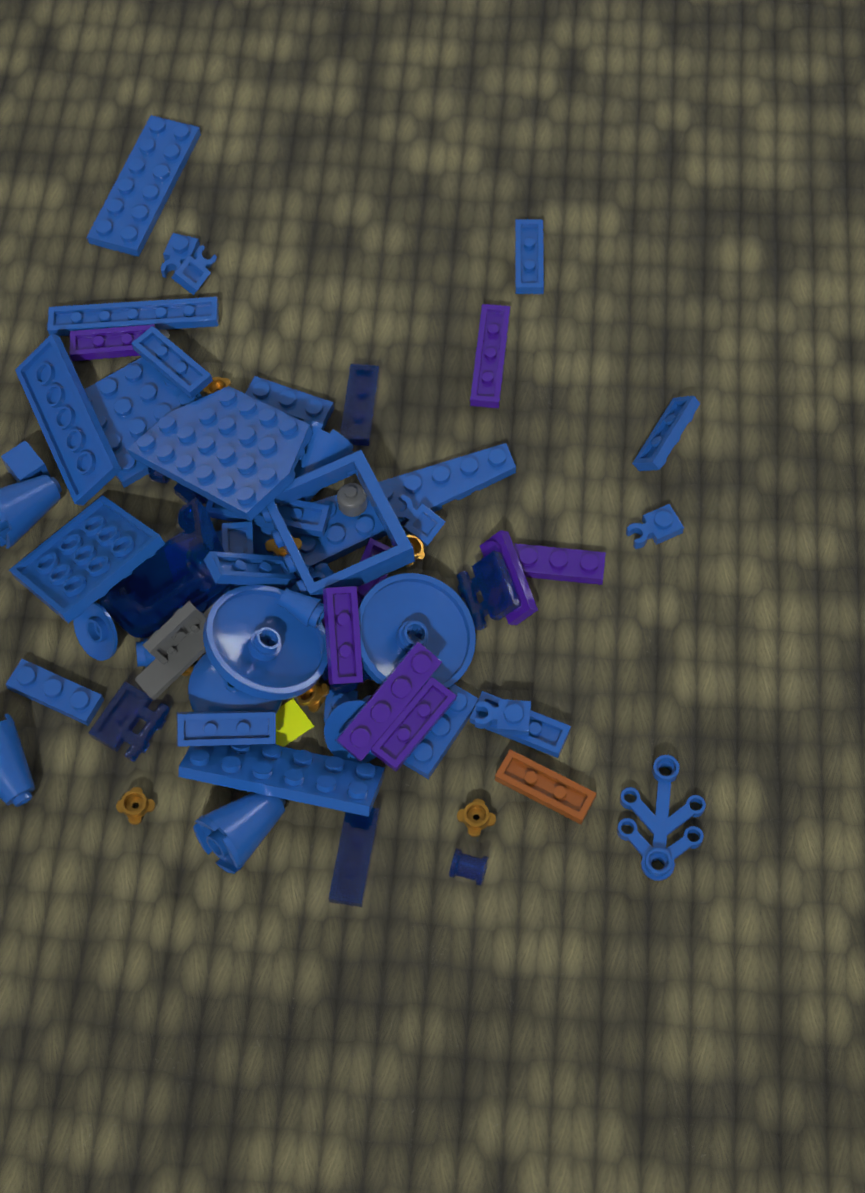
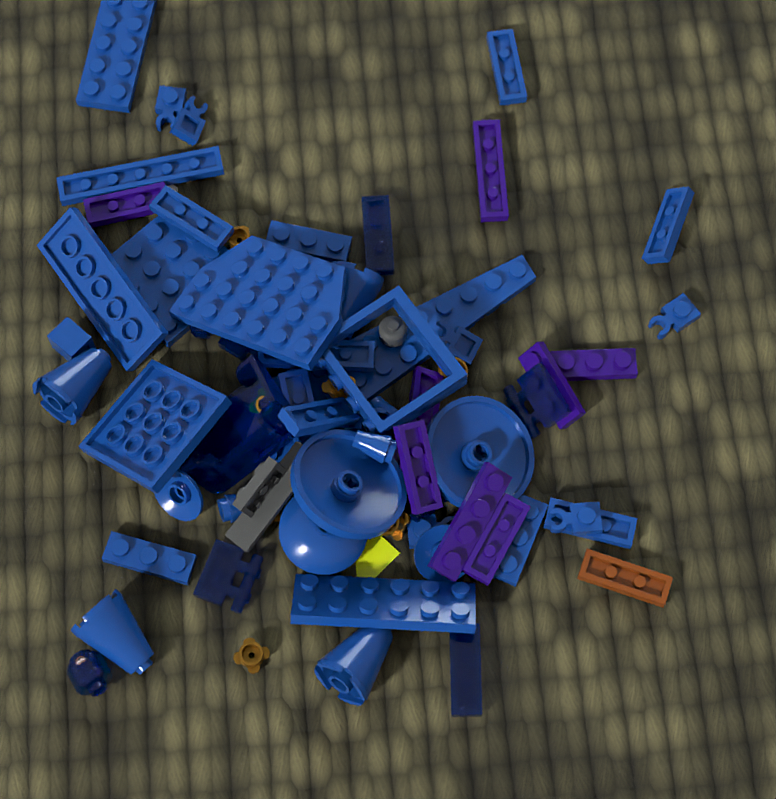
camera: 15 degrees left, 5 degrees up
(226, 728) = (325, 570): blue plate -> none
(468, 866) = (571, 663): clear blue bush -> none
(476, 807) = (568, 607): pearl gold plate -> none
(661, 824) = (733, 595): blue plant -> none

